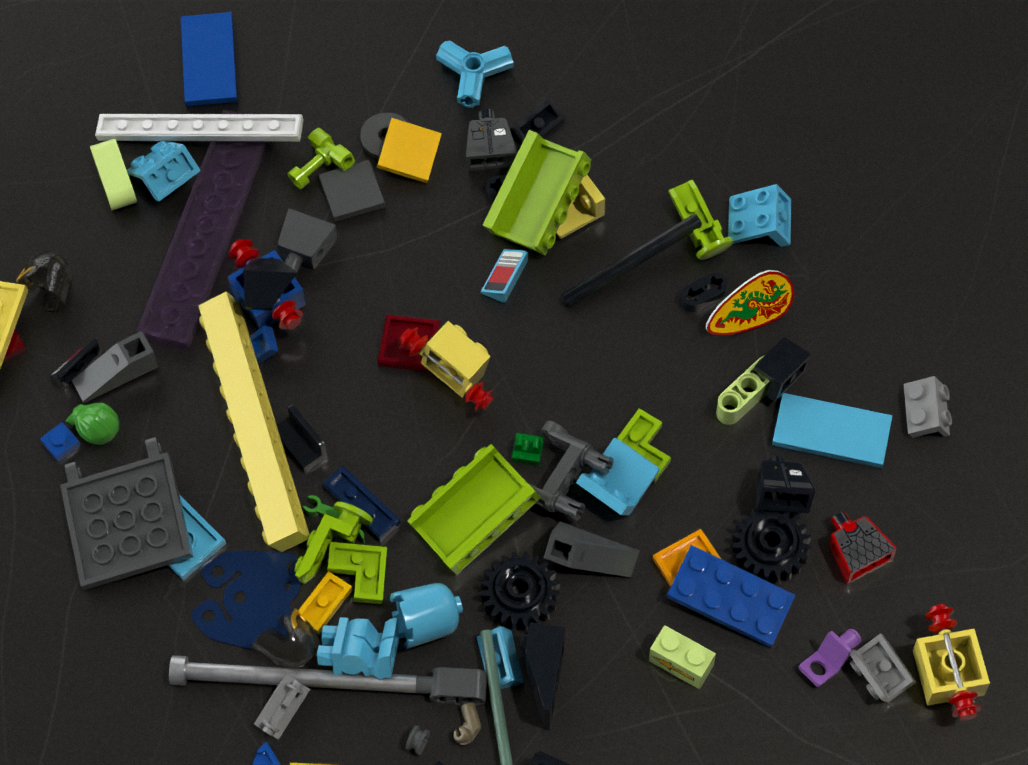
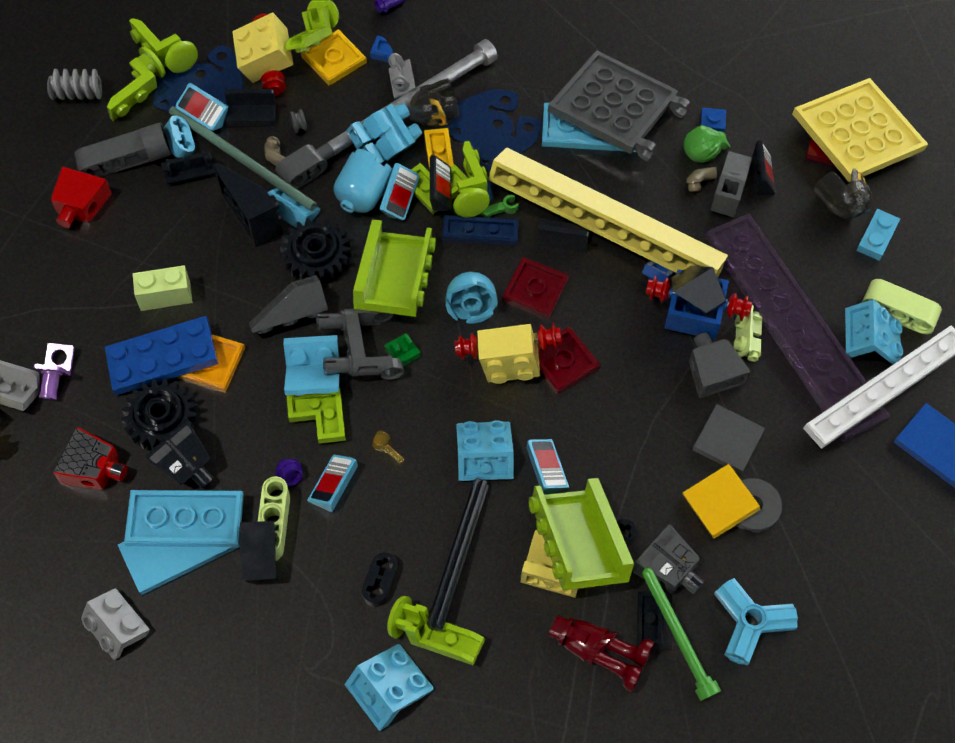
camera: 135 degrees right, 0 degrees up
(56, 240) = (878, 234): none -> medium azure piece
(134, 401) = (700, 175): none -> dark tan arm
(263, 240) = (745, 343): none -> yellowish green hinge
(326, 154) = (777, 444): lime bar -> none
(362, 554) = (440, 185): none -> slope
(369, 417) = (535, 288): none -> dark red tile
(398, 581) = (399, 192): none -> slope
(431, 441) = (471, 297): none -> medium azure cylinder
(537, 320) = (485, 450): none -> medium azure bracket
(546, 59) = (705, 685): none -> bright green piece
(593, 134) = (591, 641): none -> dark red piece
(612, 389) = (380, 443): none -> clear yellow hand
(676, 386) = (333, 482): none -> slope
(705, 420) = (290, 471): none -> dark purple plate
(753, 304) = (326, 591): shield -> none
(816, 441) = (184, 518): none -> medium azure tile

